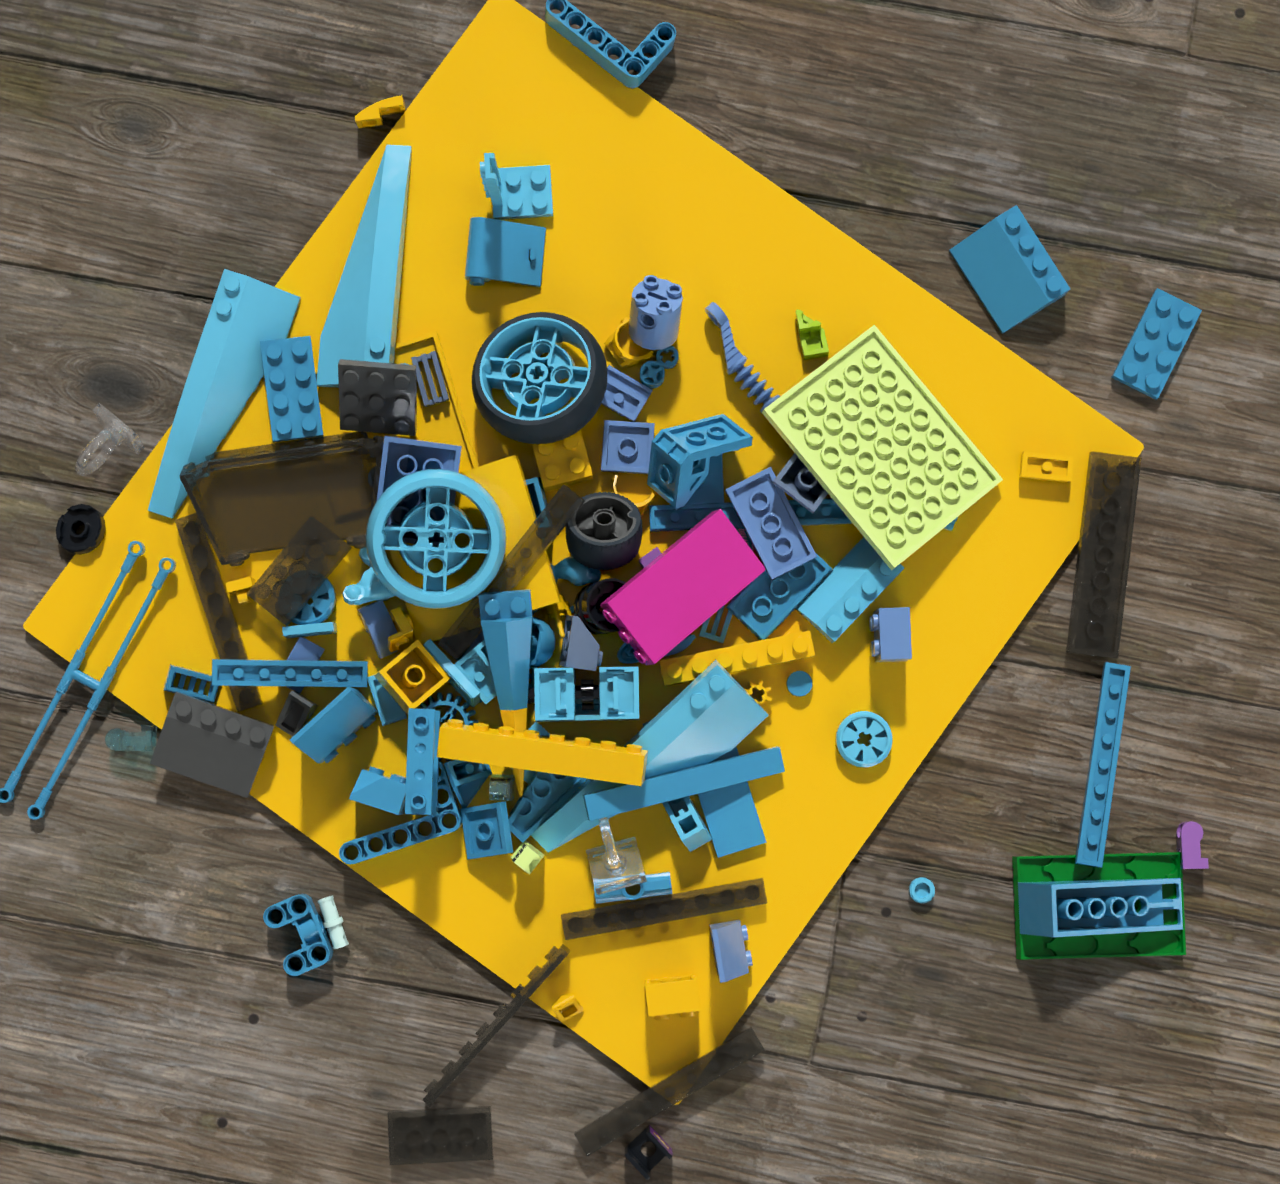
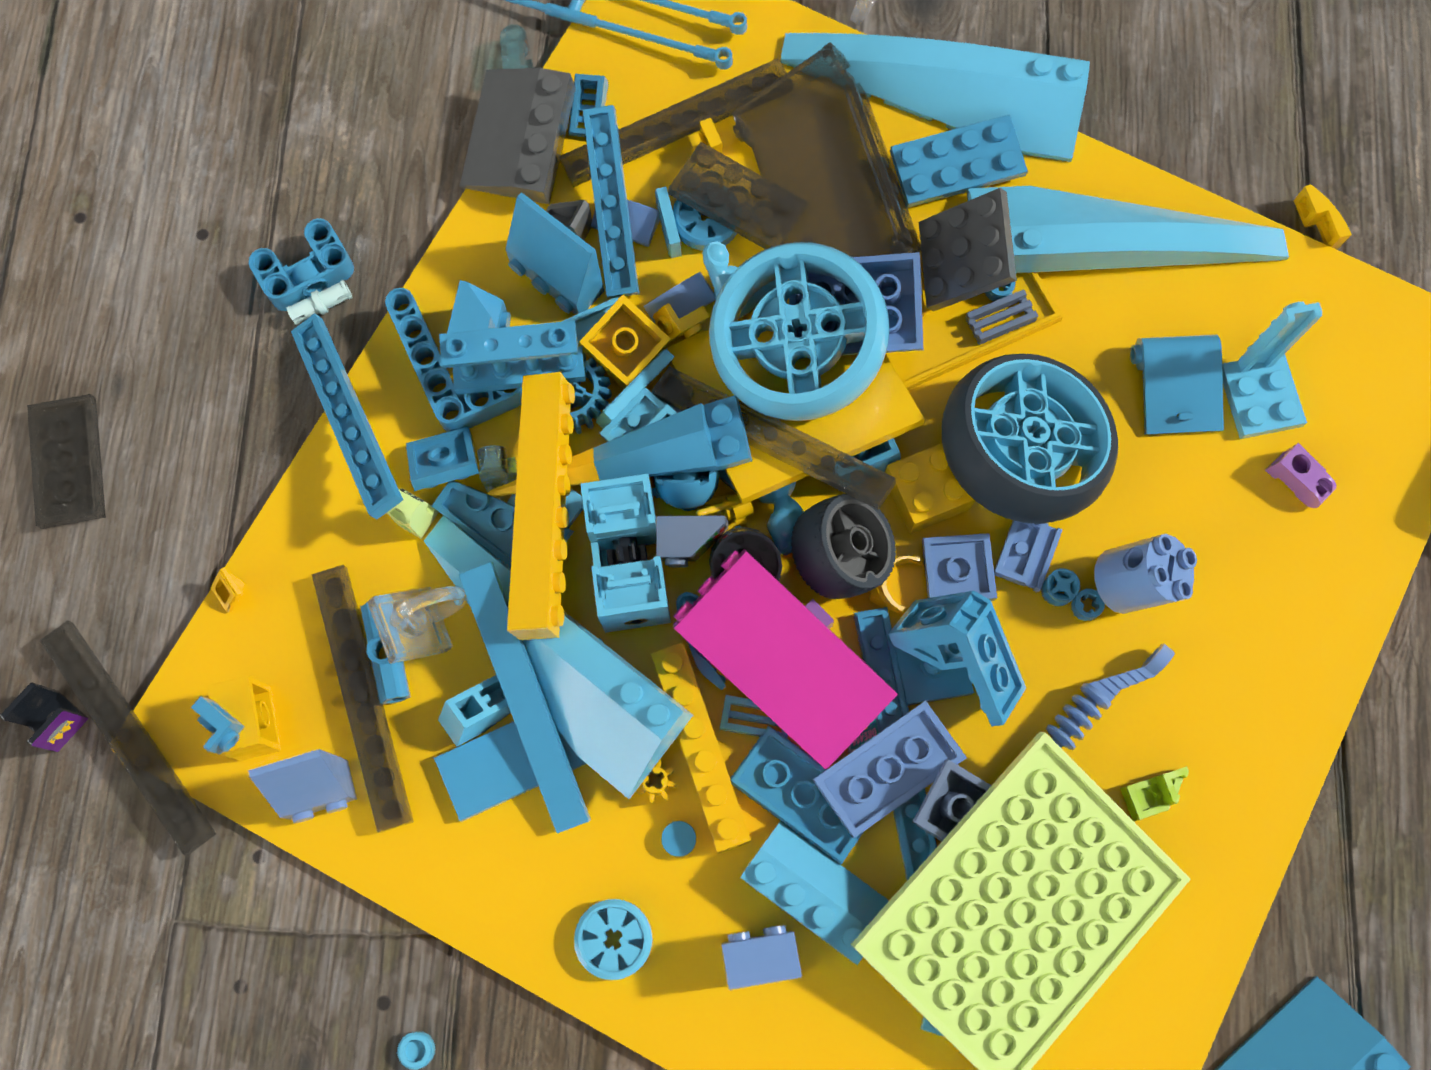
camera: 85 degrees right, 10 degrees down
(441, 902) = (347, 417): none -> dark azure plate
(466, 778) = (501, 423): dark azure slope -> none
(487, 1032) = (213, 511): clear smoke plate -> none
(591, 177) = (1303, 476): none -> medium lavender leg
(623, 359) = (1072, 550): yellow helmet -> none
(677, 1009) = (220, 722): none -> dark azure bracket

